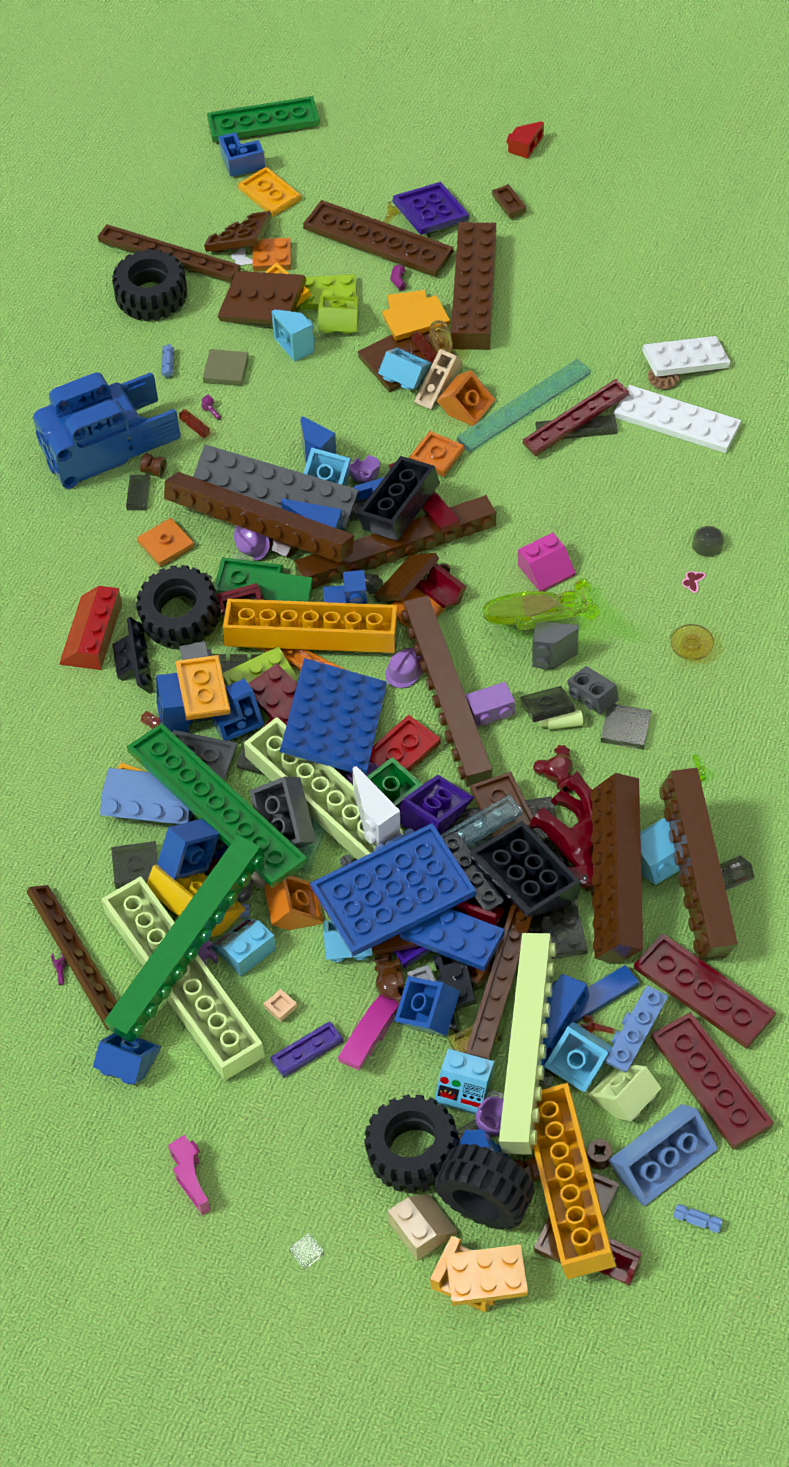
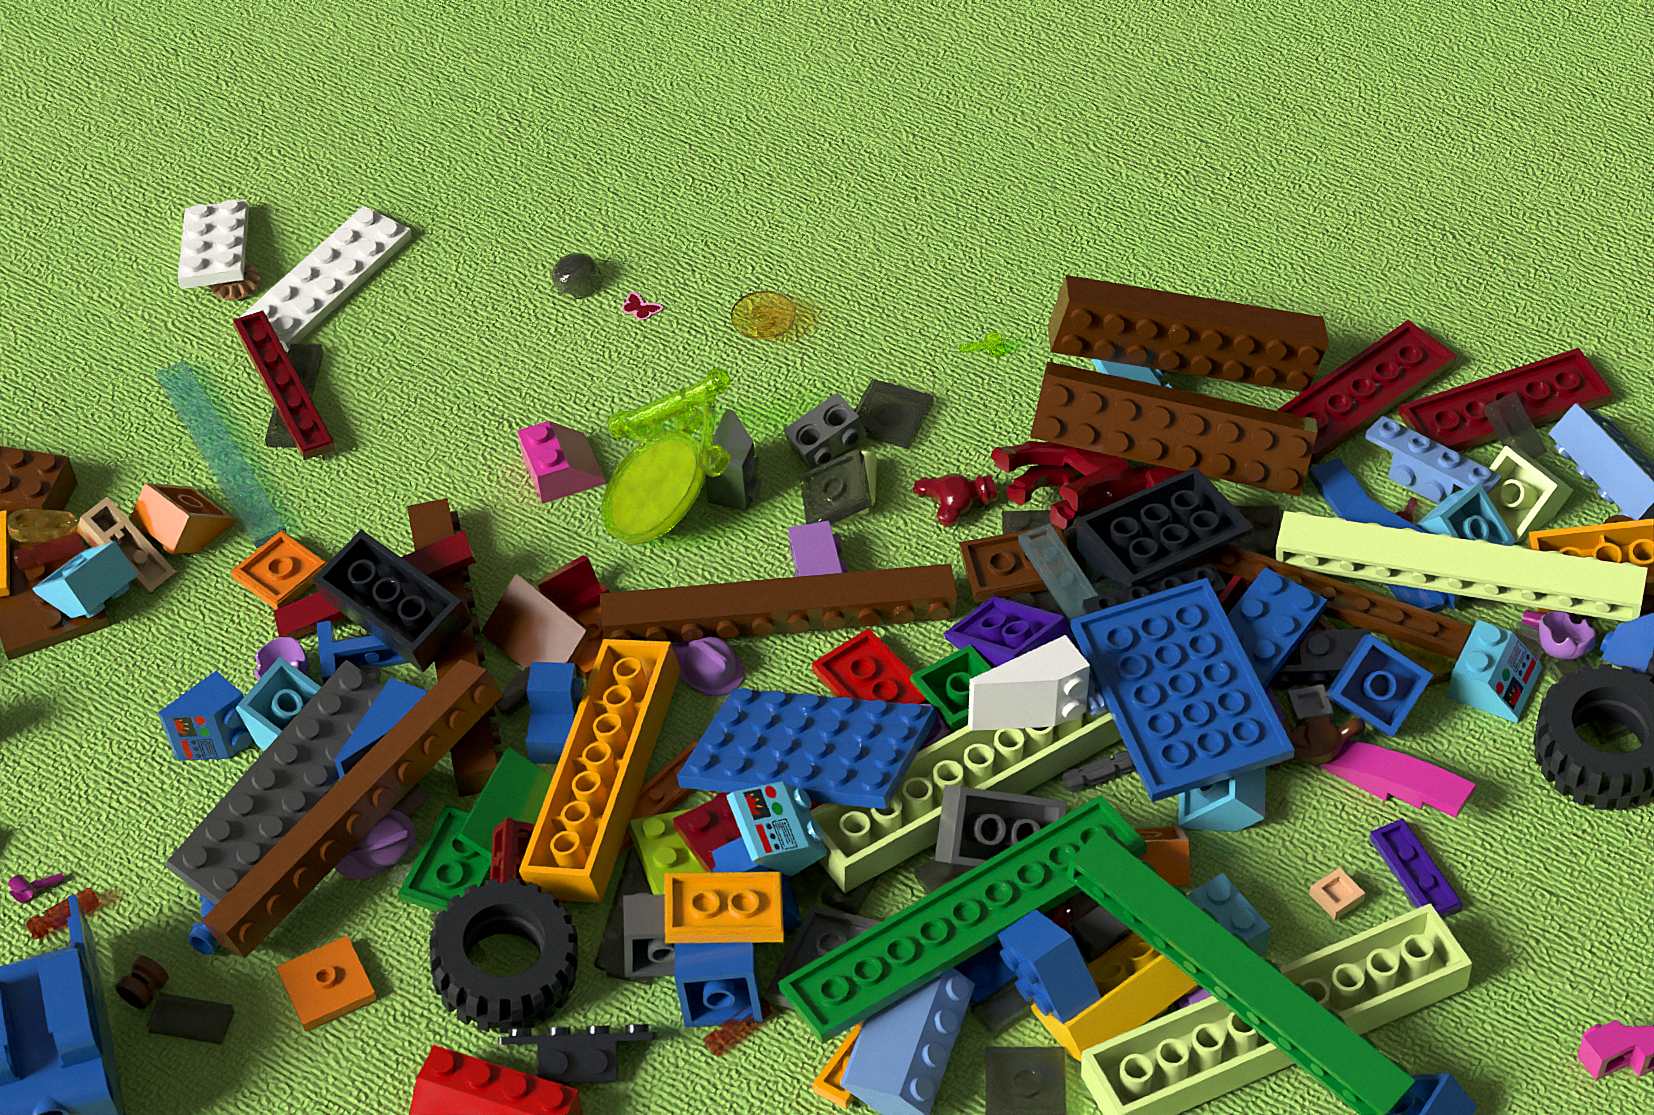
camera: 80 degrees left, 5 degrees down
(258, 701) = (778, 826): none -> medium azure slope
(681, 1083) = (1514, 425): none -> clear smoke tile

